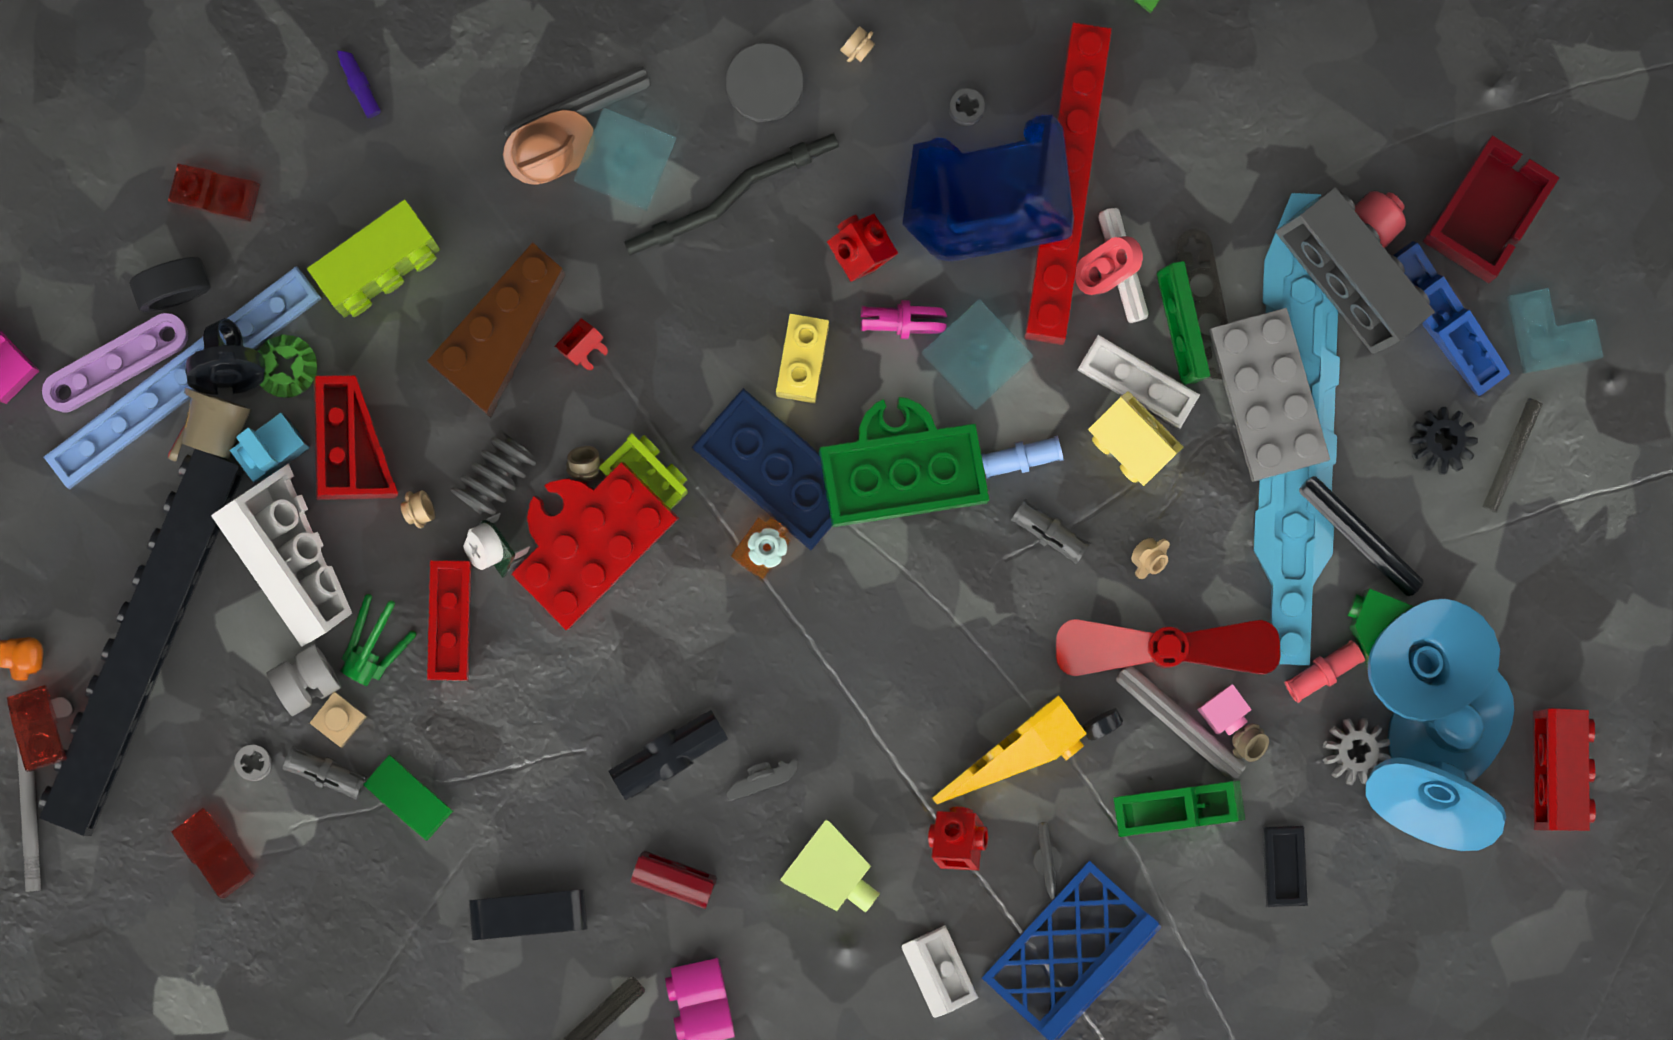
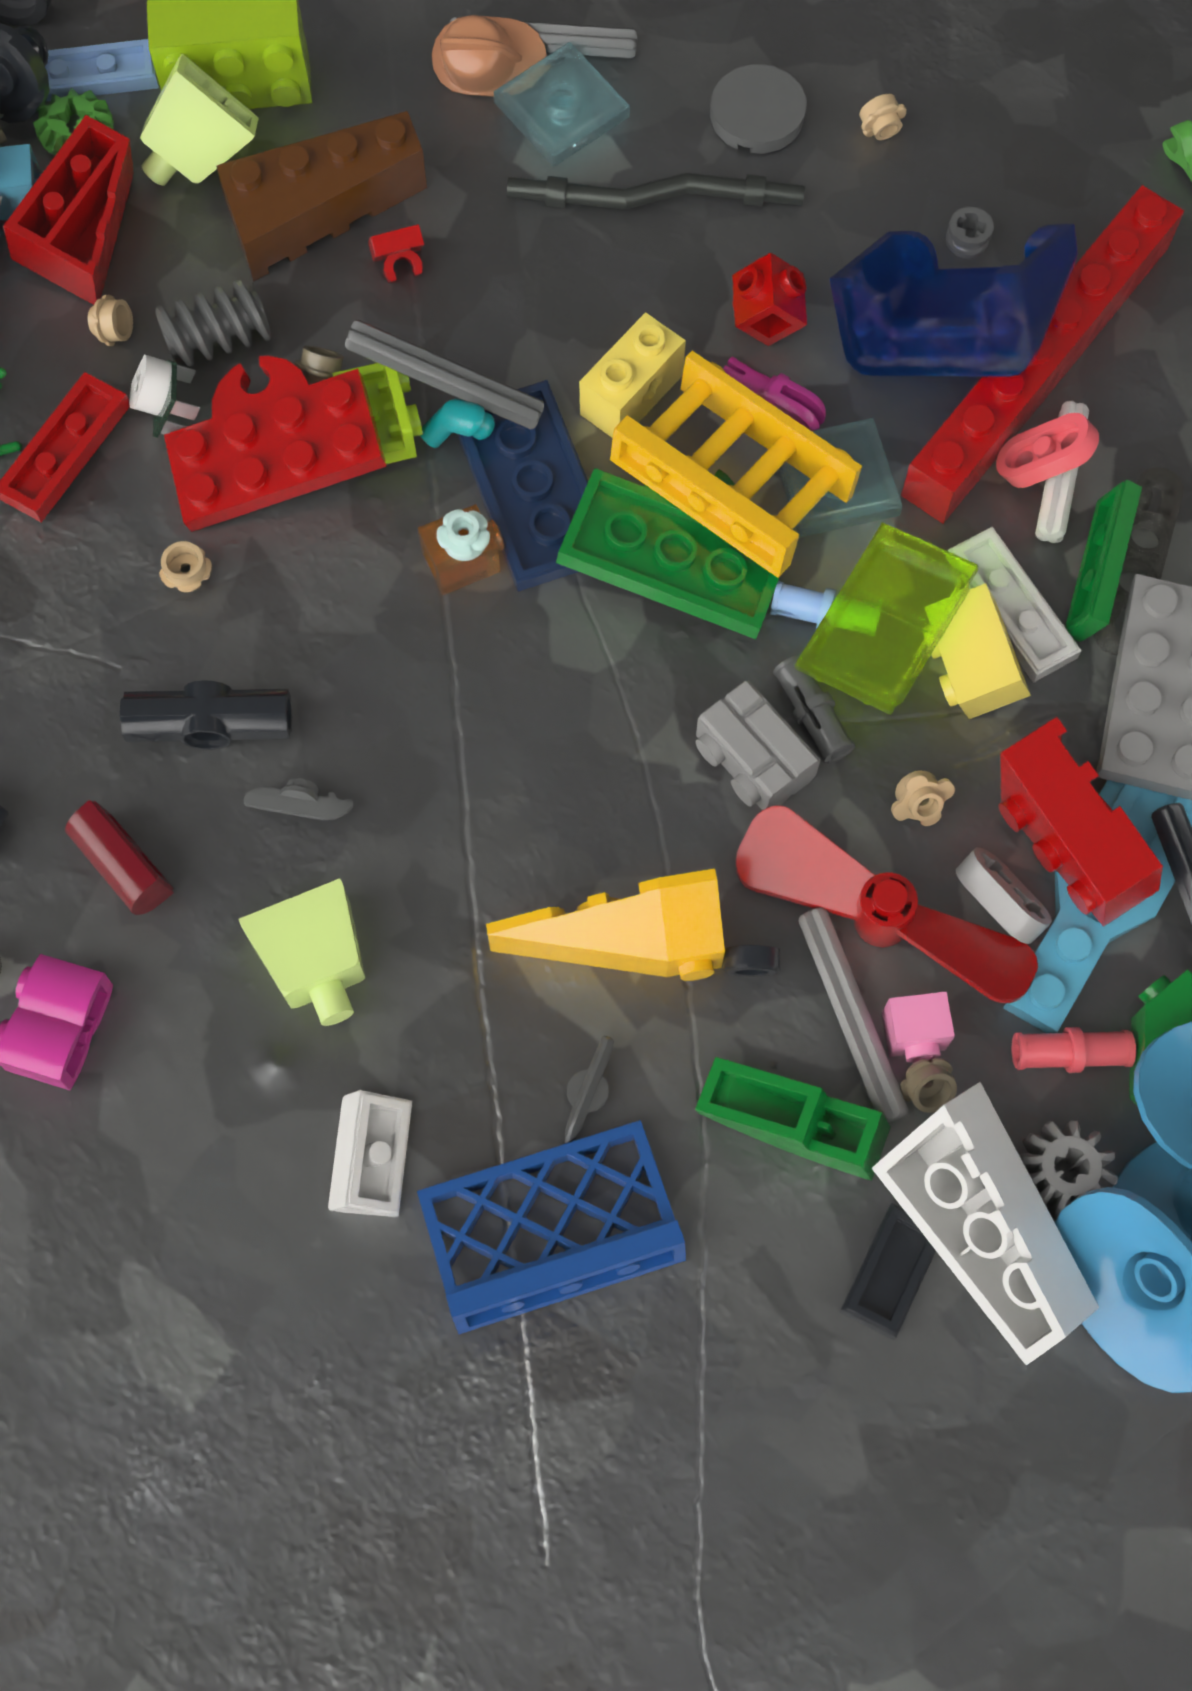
camera: 30 degrees right, 15 degrees down
(389, 334) = (194, 126): none -> yellowish green torso
(575, 660) = (181, 555): none -> tan plate
(683, 436) = (444, 374): none -> dark grey axle
(706, 455) = (459, 418): none -> teal arm
(926, 432) = (725, 507): none -> yellow fence
(957, 839) = (487, 996): red brick -> none
(1029, 582) = (755, 748): none -> light grey brick
(1069, 454) = (887, 618): none -> clear neon green piece
(1234, 596) = (1003, 895): none -> light grey beam
(1258, 533) = (1073, 827): none -> red wedge
(1328, 812) = (989, 1223): none -> white wedge

